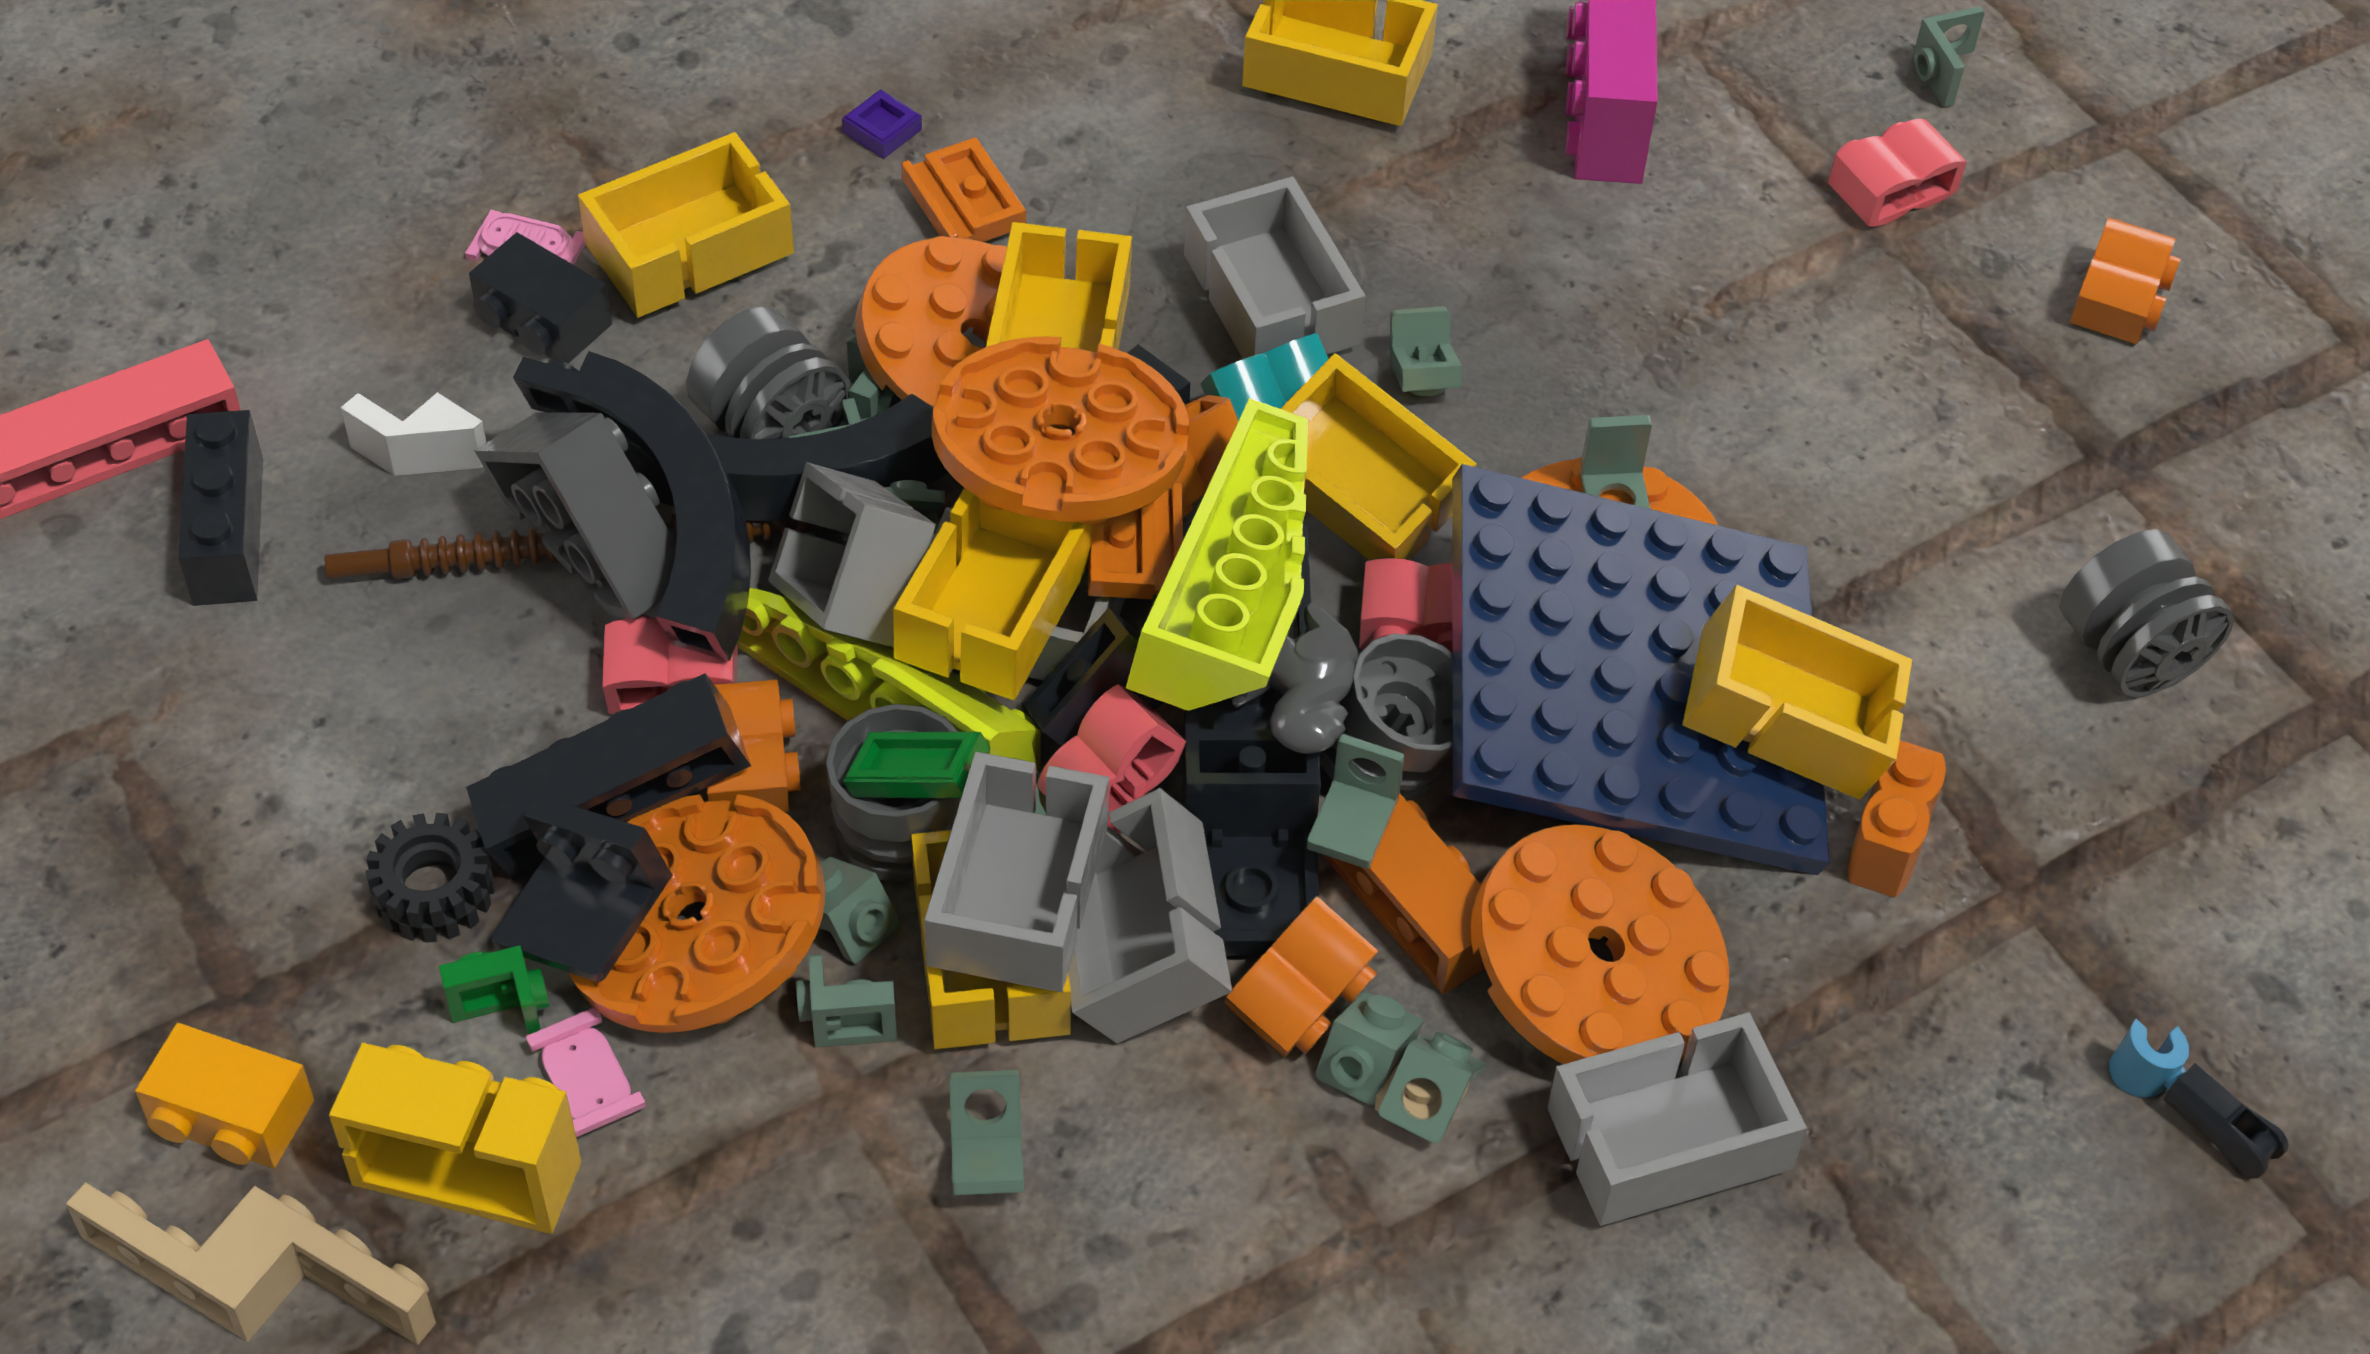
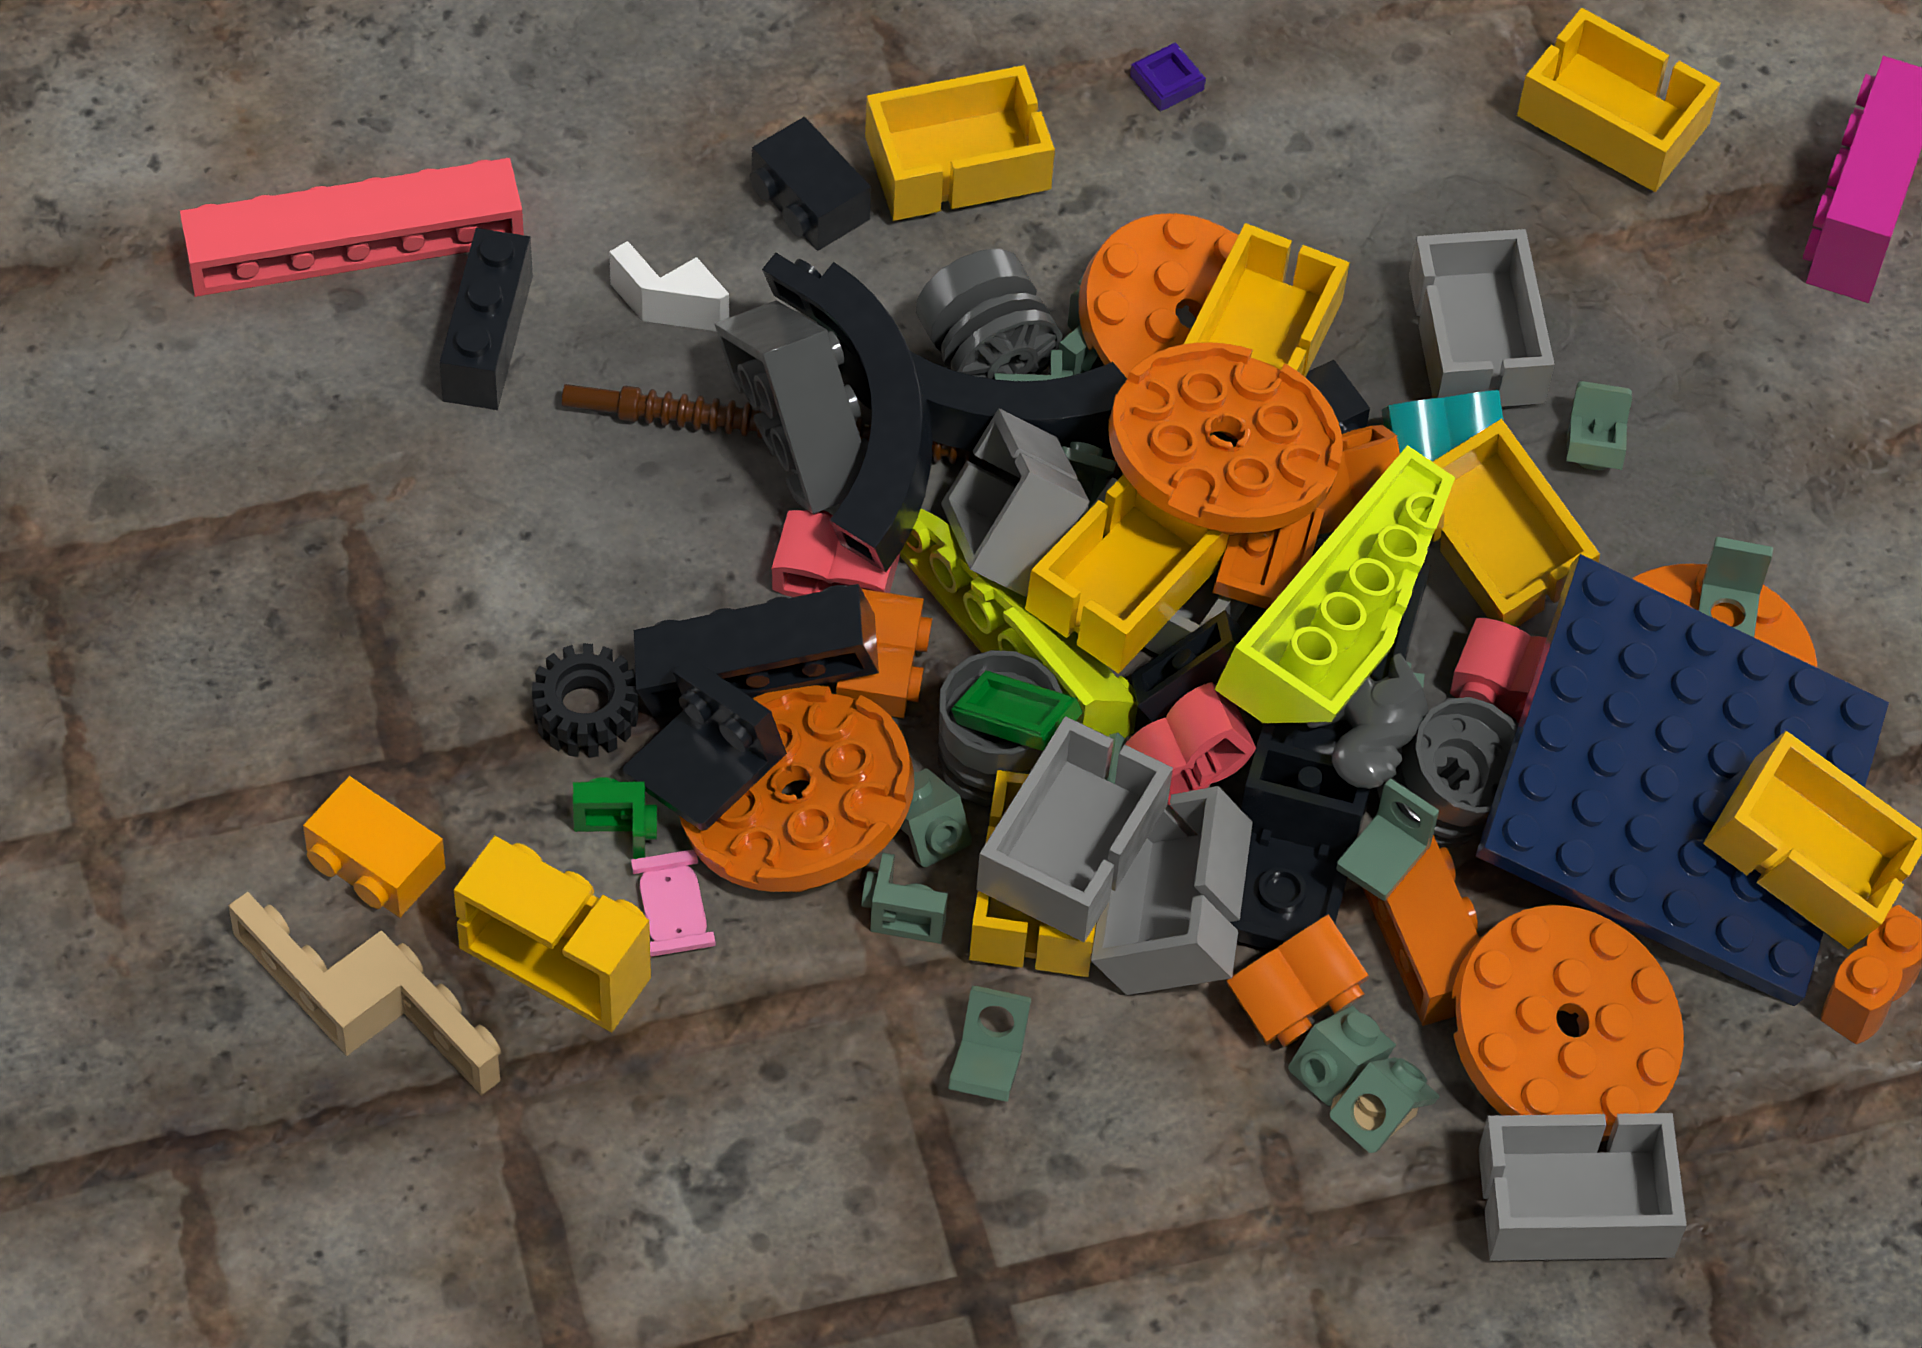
camera: 15 degrees right, 5 degrees up
(501, 226) = (831, 122): bright pink piece -> none
(963, 192) = (1222, 168): orange plate -> none

